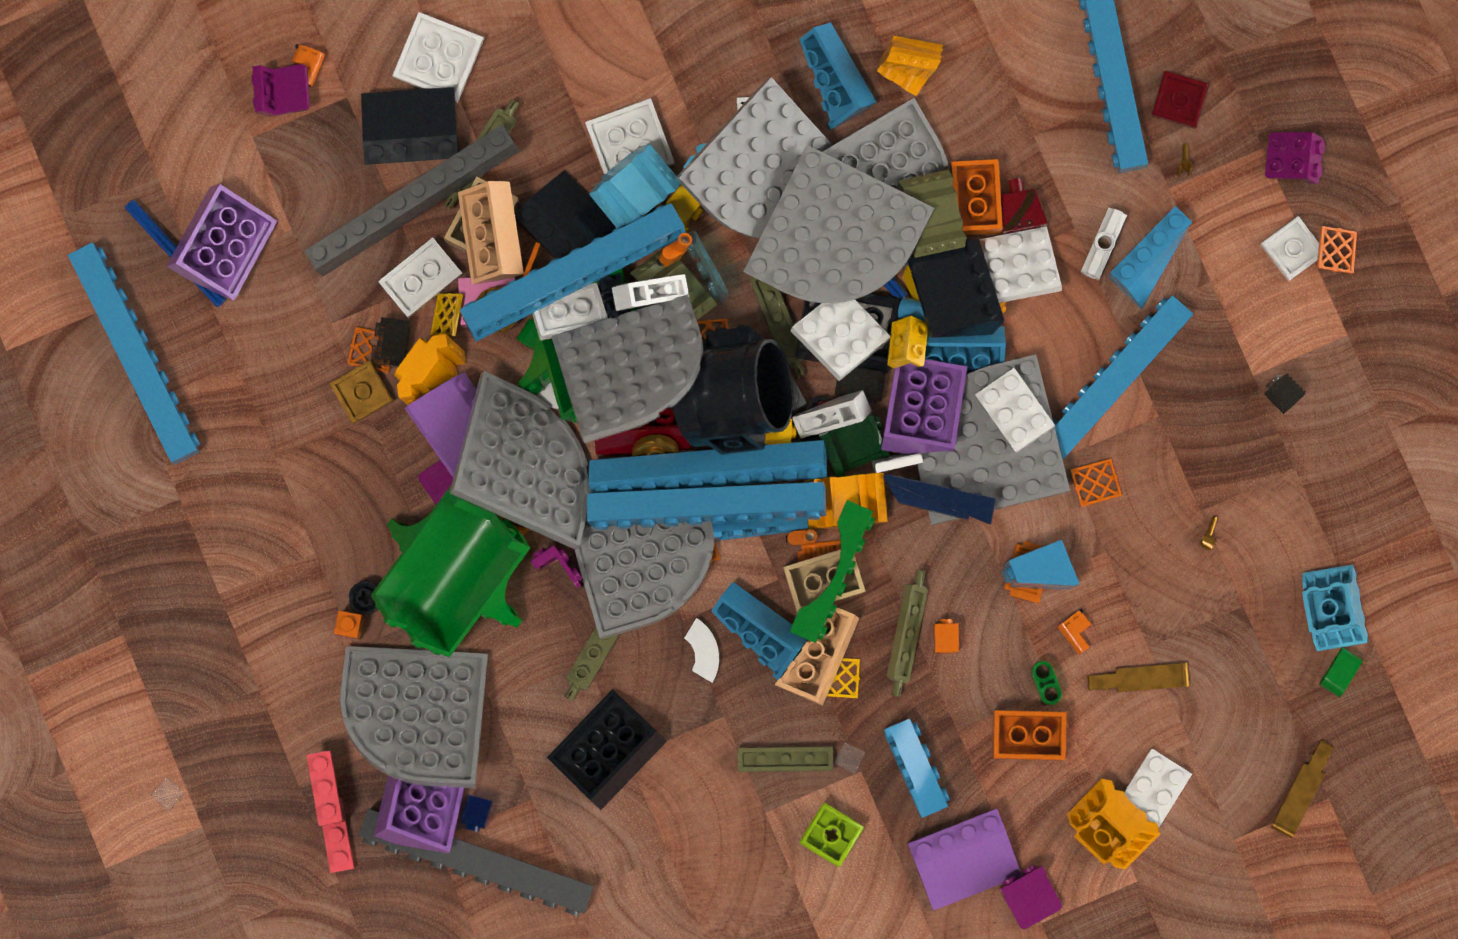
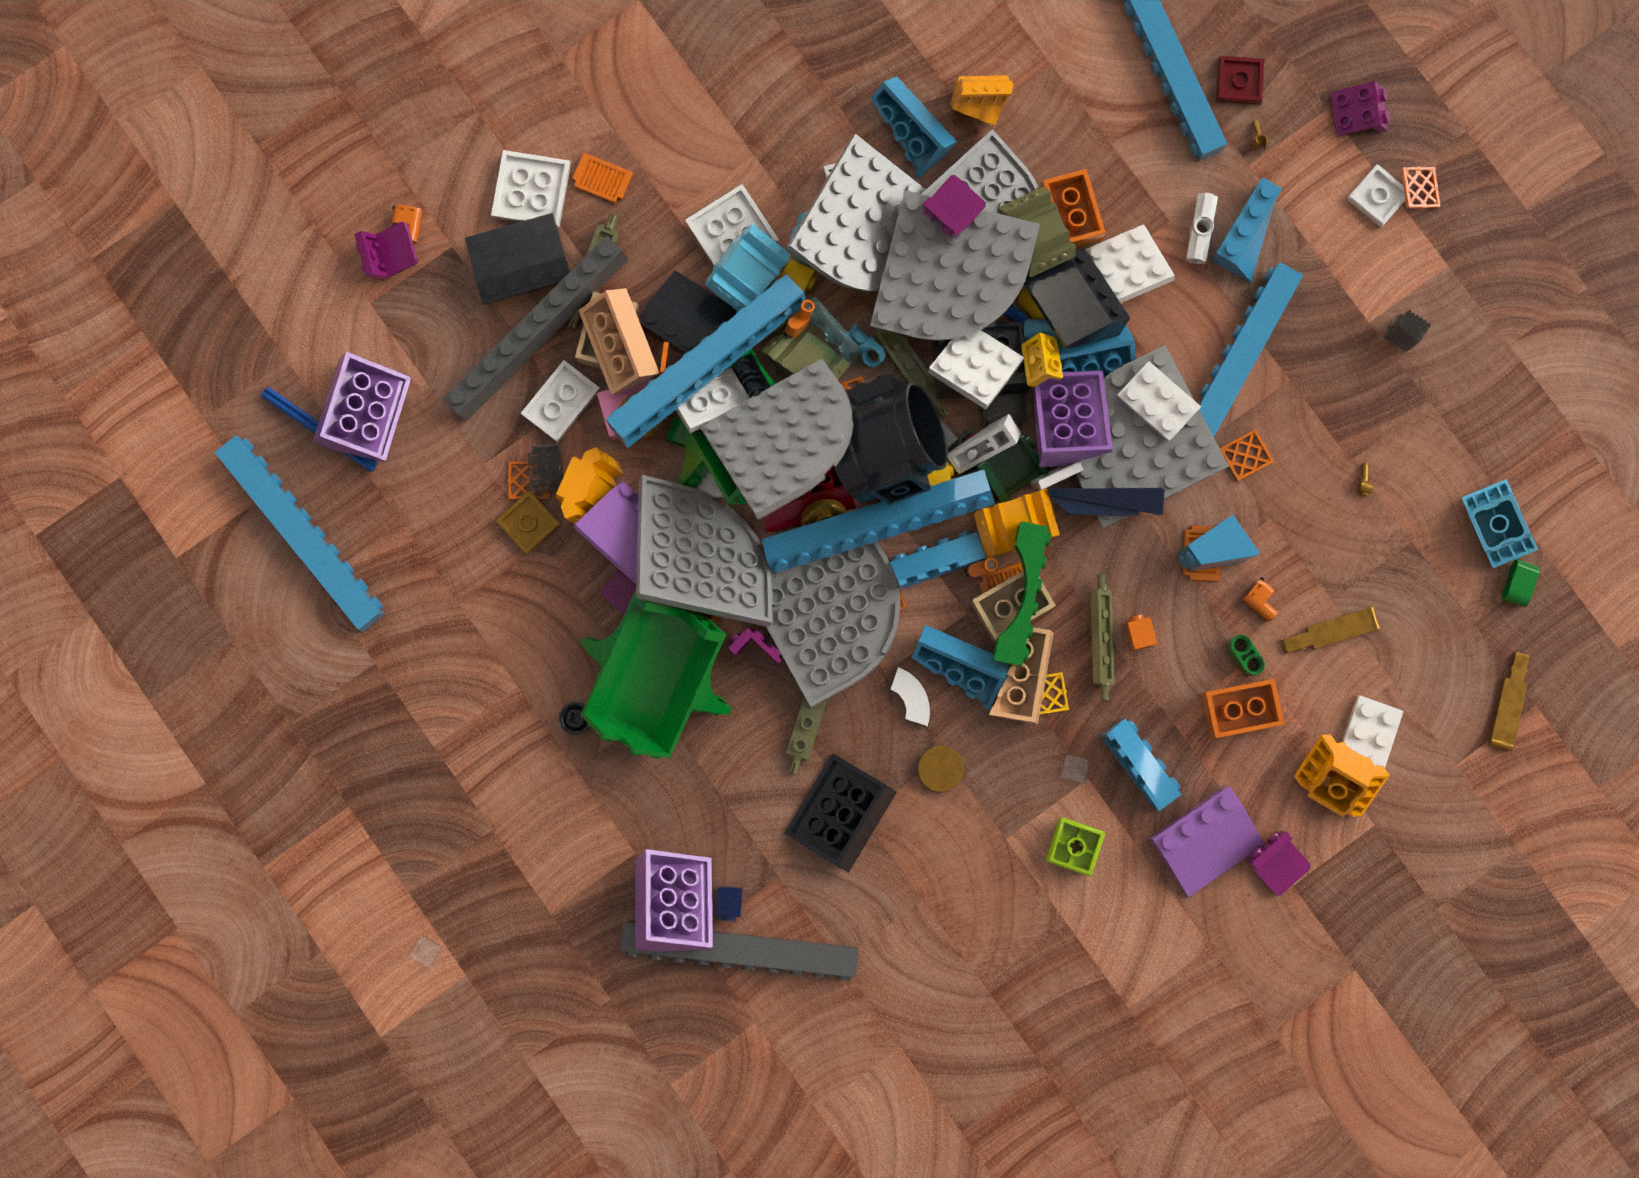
camera: 20 degrees left, 0 degrees up
(330, 811) = (587, 933): coral bracket -> none
(349, 625) = (565, 748): orange brick -> none
(415, 712) = (649, 819): light grey plate -> none
(441, 307) = (601, 436): yellow window -> none
(511, 61) = (601, 178): none -> orange window
(649, 292) = (784, 364): white slope -> none
(706, 505) = (885, 556): dark azure brick -> none
(716, 728) = (941, 768): none -> pearl gold tile
(737, 287) = (866, 344): none -> medium azure connector
(785, 759) = (1014, 784): olive plate -> none
(850, 173) = (953, 206): none -> magenta bracket
(1021, 209) = (1118, 212): dark red torso -> none

